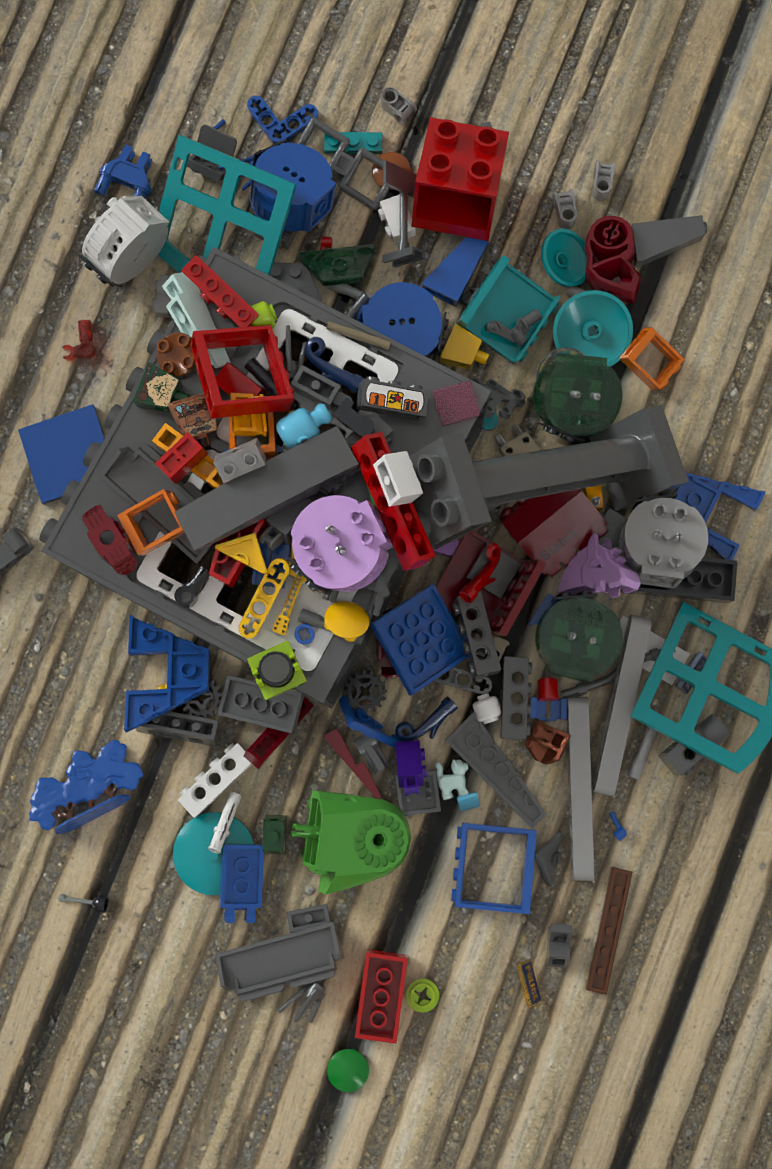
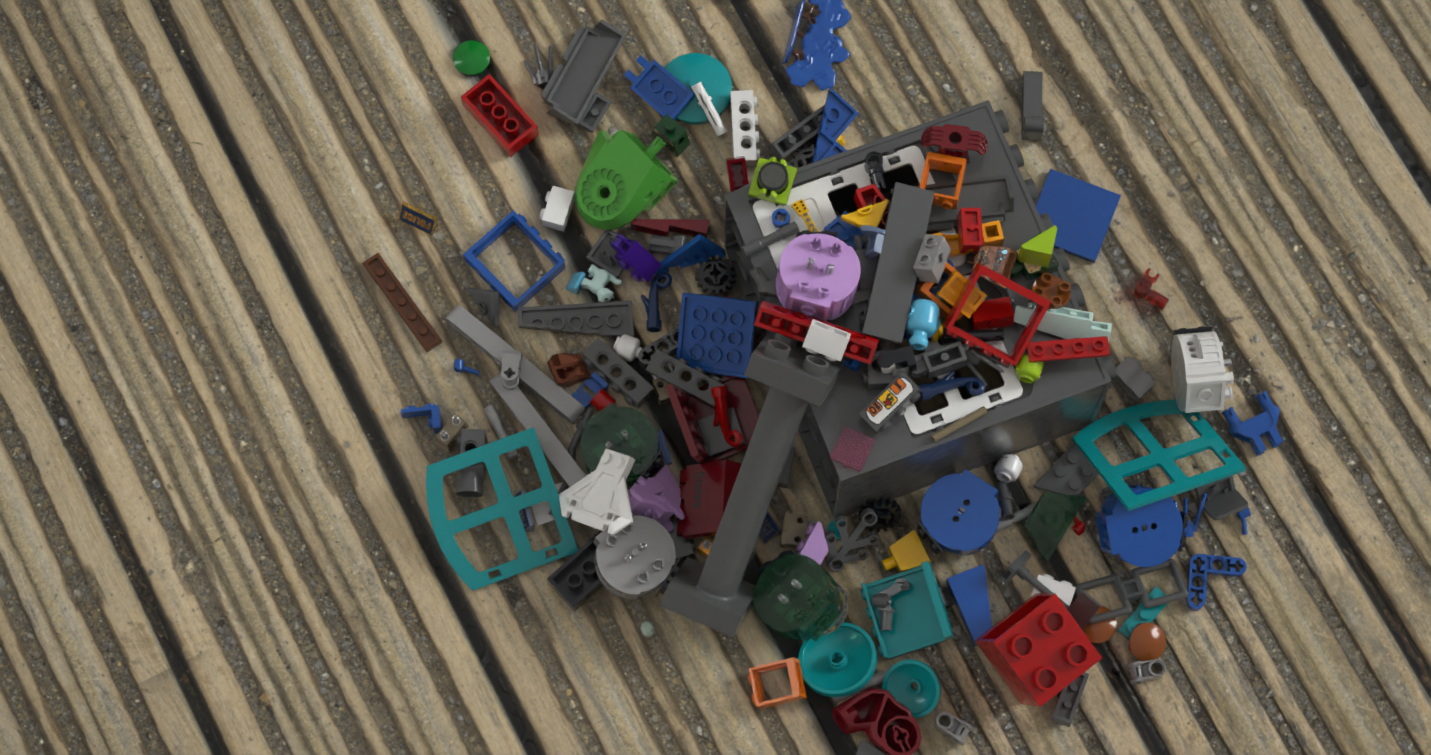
camera: 125 degrees right, 10 degrees down
(148, 378) = (1039, 249): none -> lime slope
(265, 523) = (875, 241): none -> sand blue tile
(267, 599) = (828, 209): yellow beam -> none
(346, 620) = (765, 249): yellow dish -> none
(374, 121) = (1147, 641): none -> dark orange dish
(419, 872) = (558, 208): none -> white brick
(425, 1004) = (479, 137): lime gear -> none
(523, 420) = (814, 543): none -> lavender slope
(558, 945) = (424, 258): dark grey brick -> none
(589, 786) = (510, 367): none -> light grey piece
(642, 605) = (601, 496): none -> white plate
(680, 787) = (449, 434): none -> dark tan piece
(683, 810) = (428, 409): none -> blue bracket
(703, 495) = (644, 627): blue wing -> none

